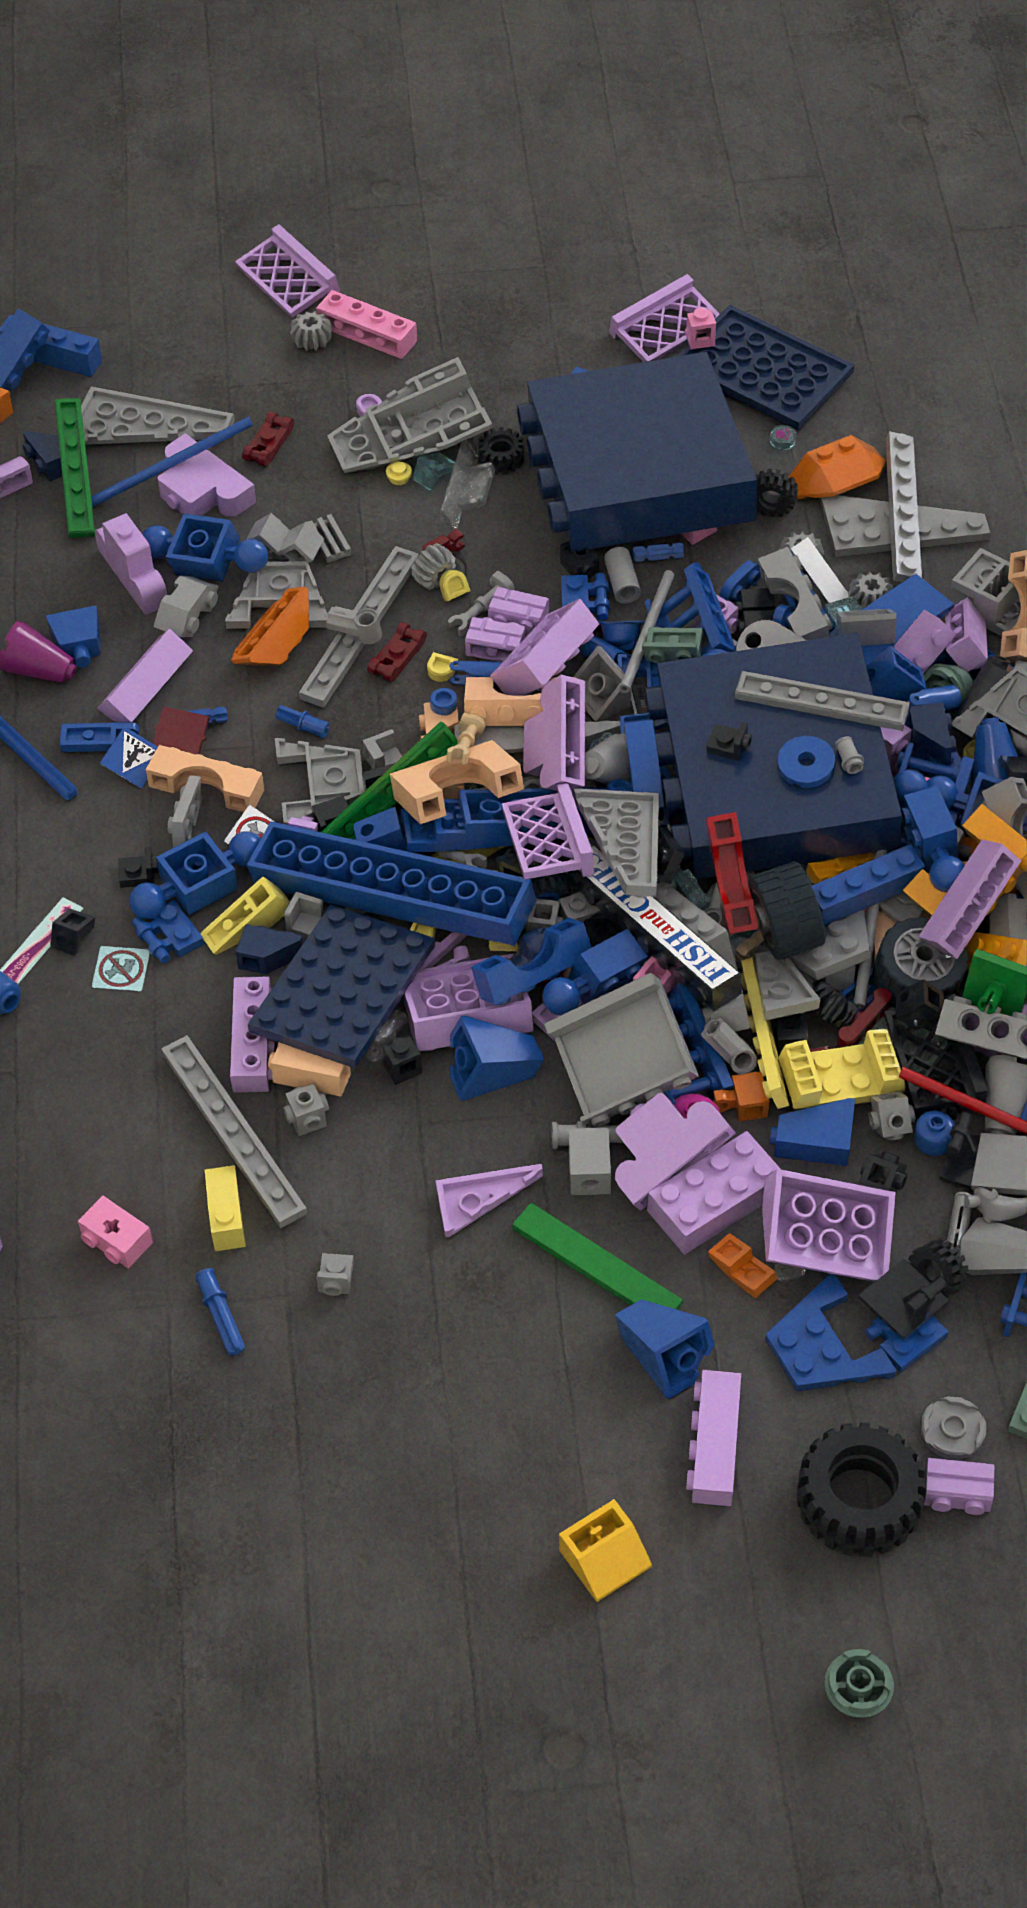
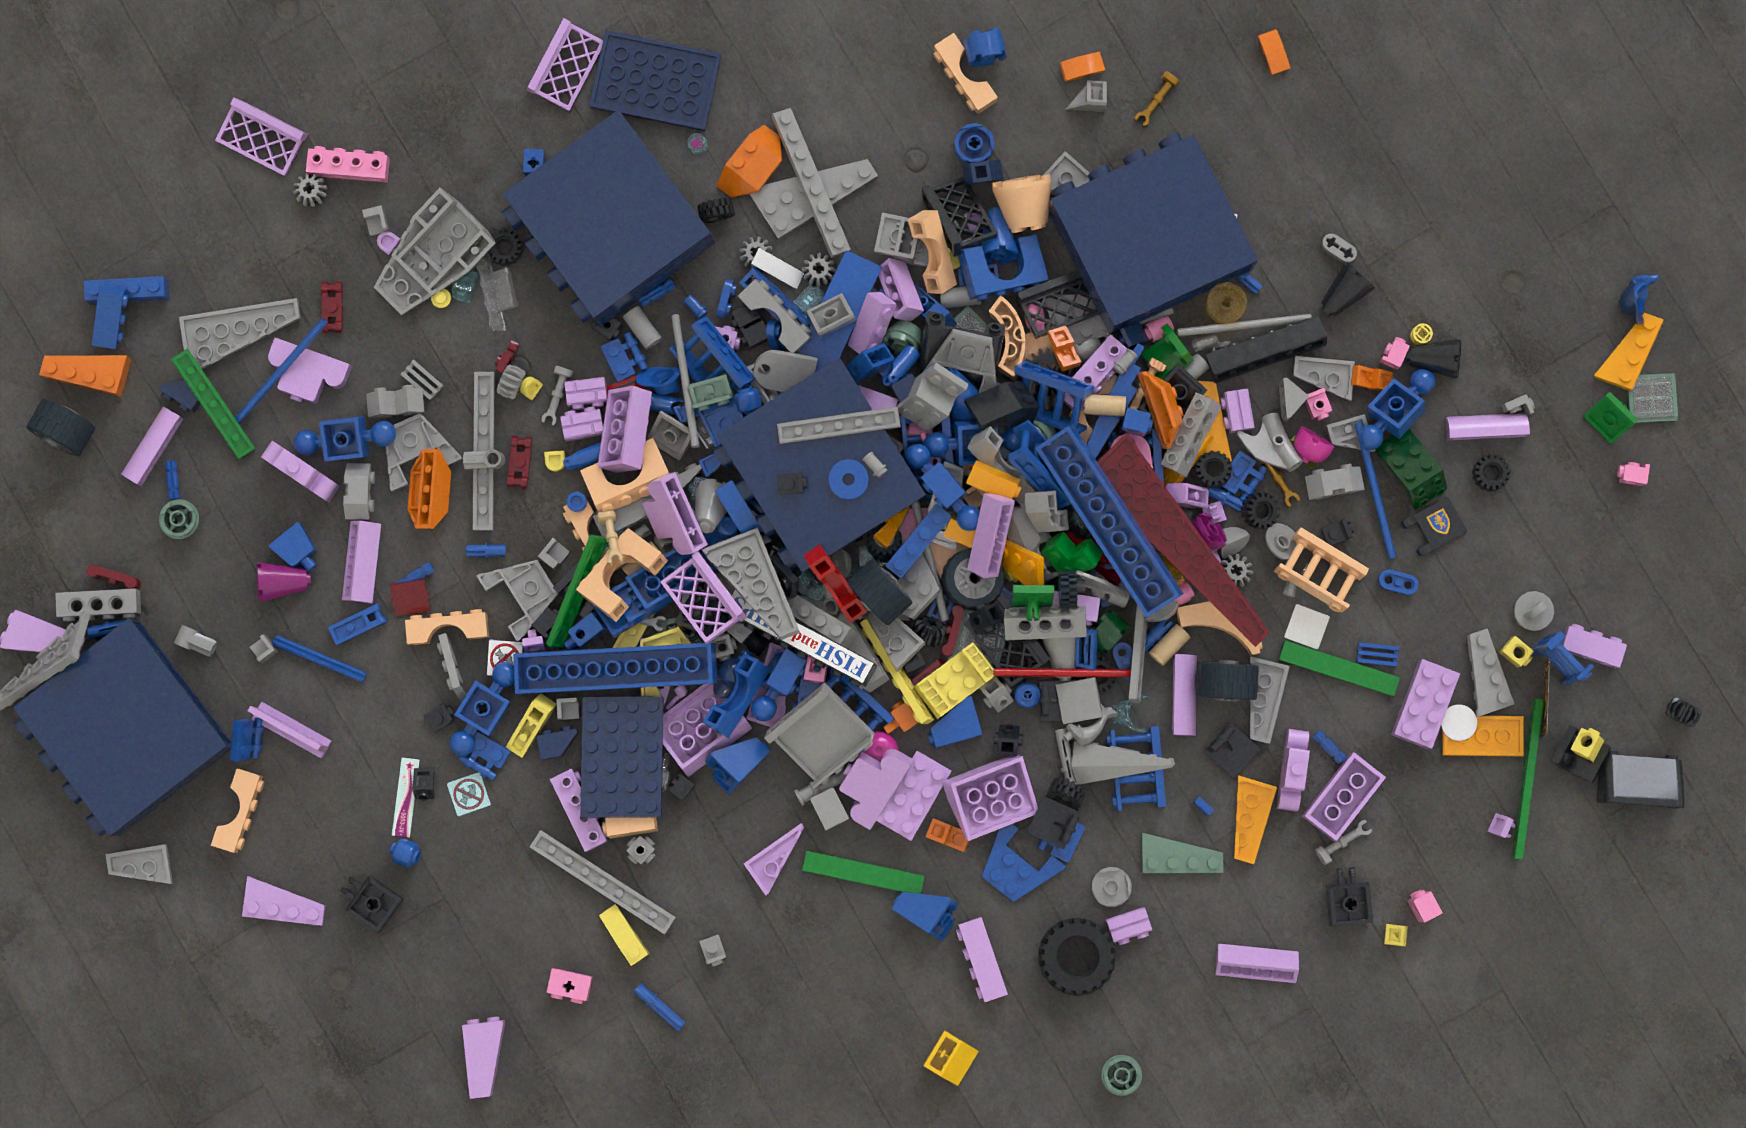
camera: 25 degrees left, 30 degrees up
(130, 757) = (389, 631): blue sticker -> none
(369, 377) = (376, 220): none -> light grey panel
(700, 322) = (598, 74): bright pink brick -> none
(729, 1045) = (882, 696): light grey piece -> none
(958, 728) = (932, 397): none -> light grey bracket

